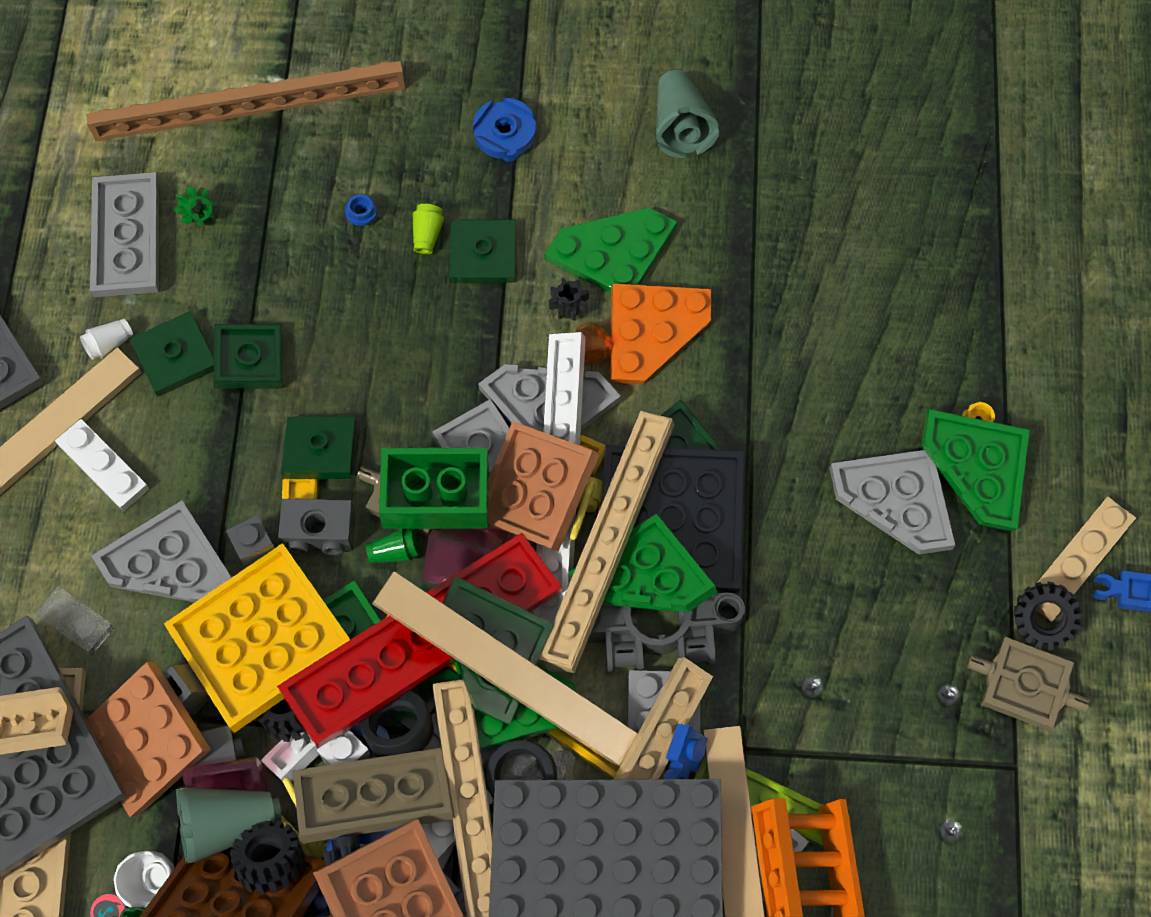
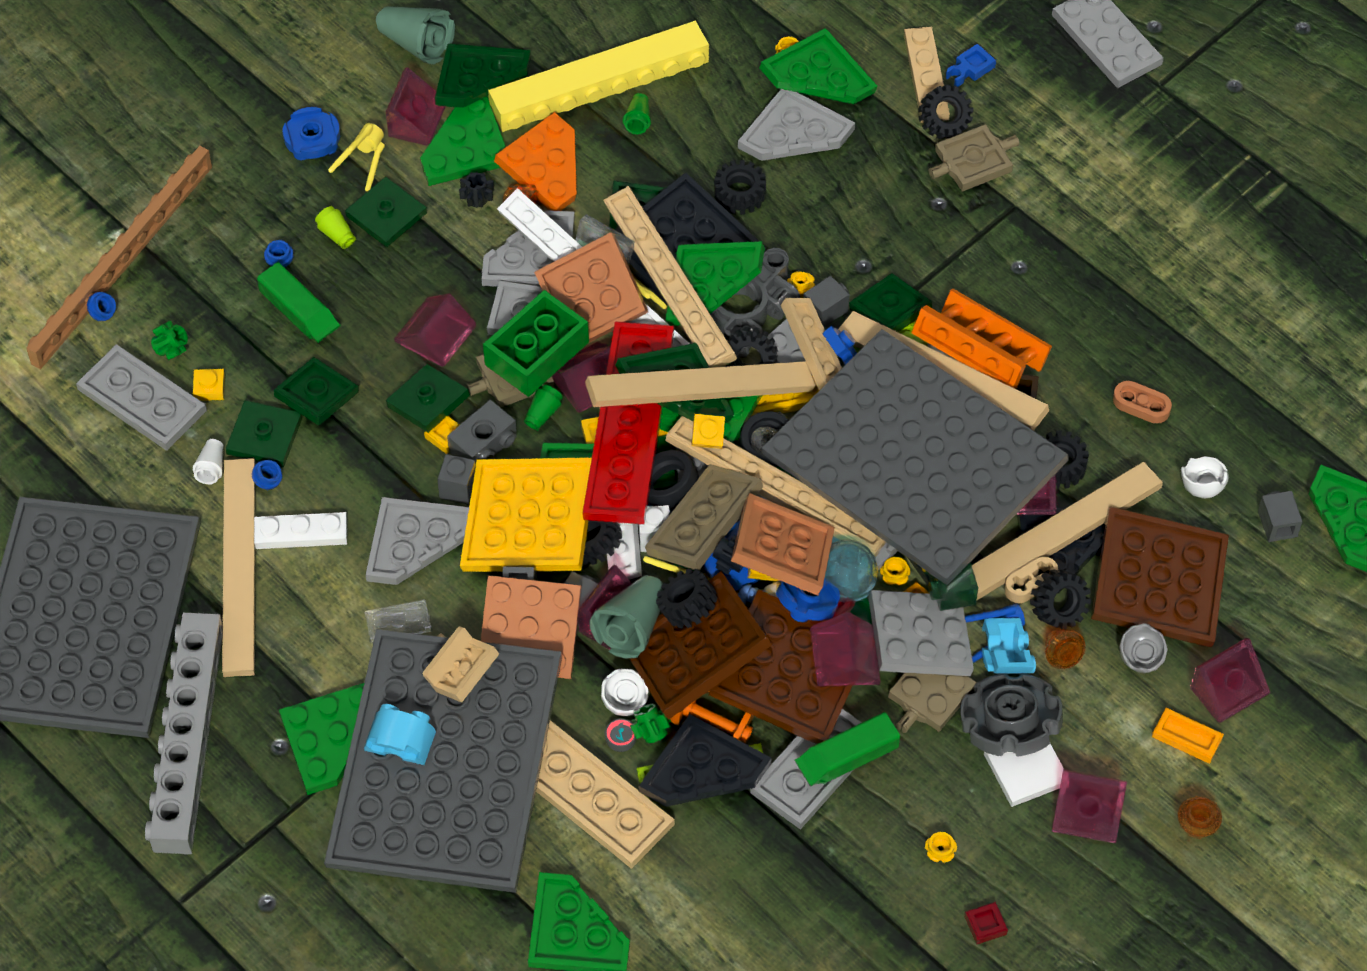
camera: 50 degrees left, 10 degrees down
(131, 380) = (270, 468): none -> blue plate
(185, 271) = (209, 384): none -> yellow plate
(186, 139) = (108, 306): none -> blue plate
(321, 266) = (296, 302): none -> green piece
(398, 394) = (437, 329): none -> clear pink slope
(462, 719) = (708, 431): none -> yellow plate
(537, 174) = (367, 140): none -> light yellow plant
(596, 437) = (591, 230): none -> clear plate
(602, 181) = (413, 110): none -> clear pink slope
(615, 681) = (756, 340): none -> black tyre
(689, 195) = (474, 70): none -> dark green plate
(733, 691) = (829, 299): none -> dark grey brick
(734, 659) = (800, 276): none -> yellow plate
(778, 356) = (637, 114): none -> green cone
(785, 752) = (890, 303): none -> dark green plate
(786, 292) = (599, 76): none -> light yellow brick
(786, 488) = (740, 174): none -> black tyre

